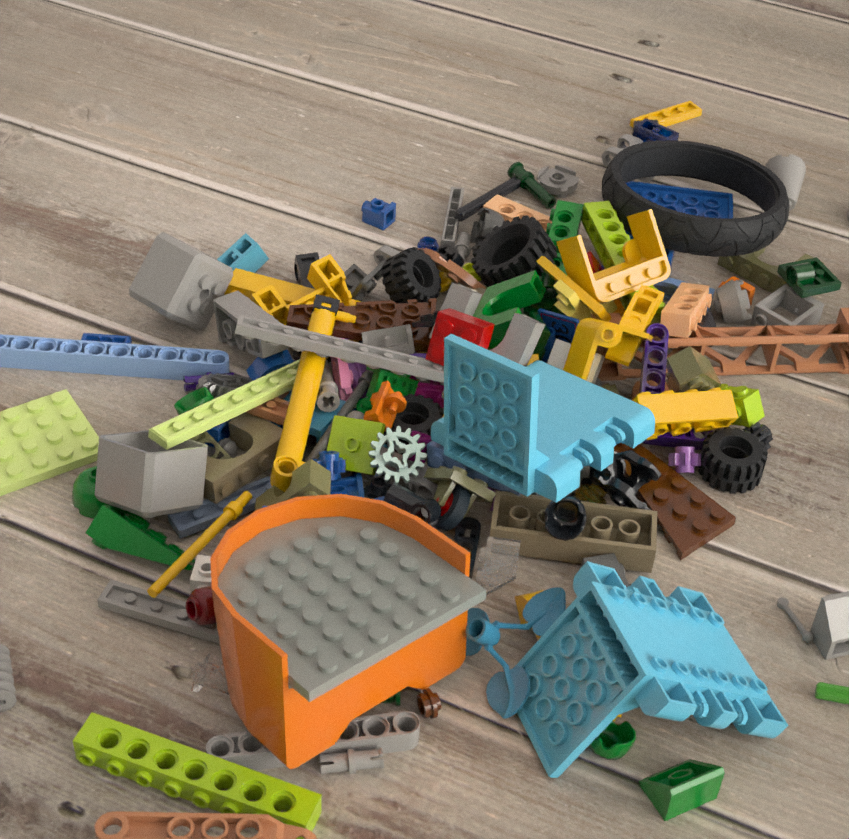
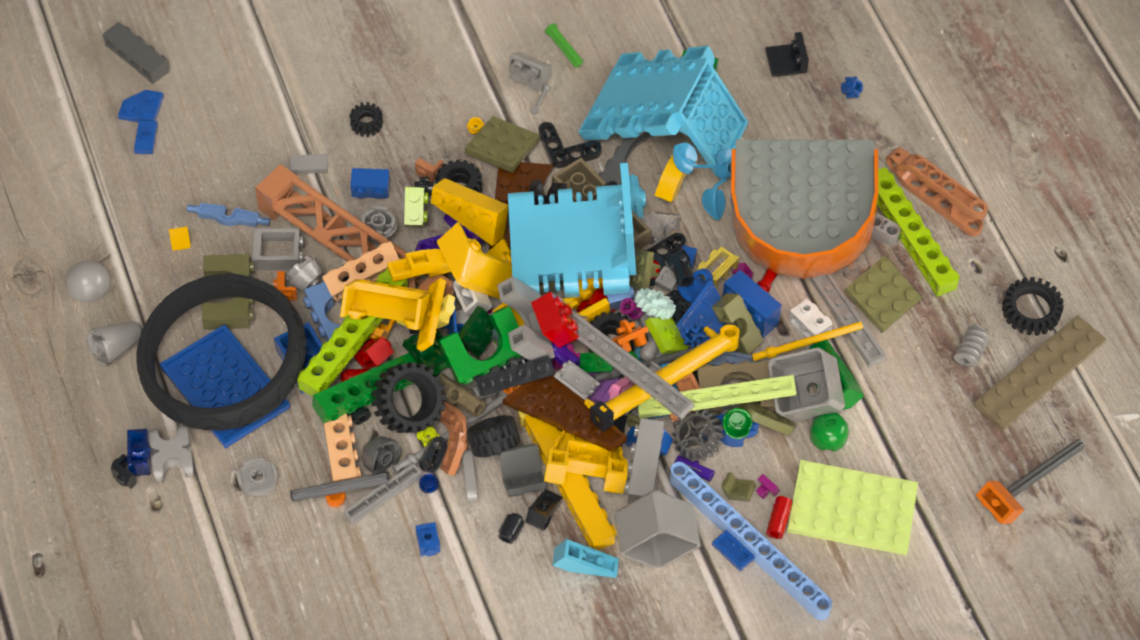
camera: 135 degrees left, 15 degrees up
(83, 390) = (779, 517): none -> red axle
(118, 406) = (766, 487): none -> magenta tile
(148, 390) = (737, 488): none -> olive bracket
(161, 665) = (883, 294): none -> olive plate
(201, 606) = (837, 299): dark red head -> none
(322, 247) = (511, 528): none -> black brick
(528, 182) = (281, 492): dark green pin -> none
(551, 573) = (637, 195): none -> medium azure axle
(672, 114) = (77, 485): yellow tile -> none
(689, 371) = (435, 216): olive wedge -> none
(697, 573) = (561, 152): none -> black beam
(740, 370) = (381, 221): none -> light grey cone
(755, 531) = (502, 144): none -> olive plate
(780, 457) = (425, 169): none -> nougat bracket
(805, 412) = (370, 183): none -> blue brick
(807, 536) = (475, 125): none -> yellow plate
(809, 277) = (241, 244): dark green plate -> none

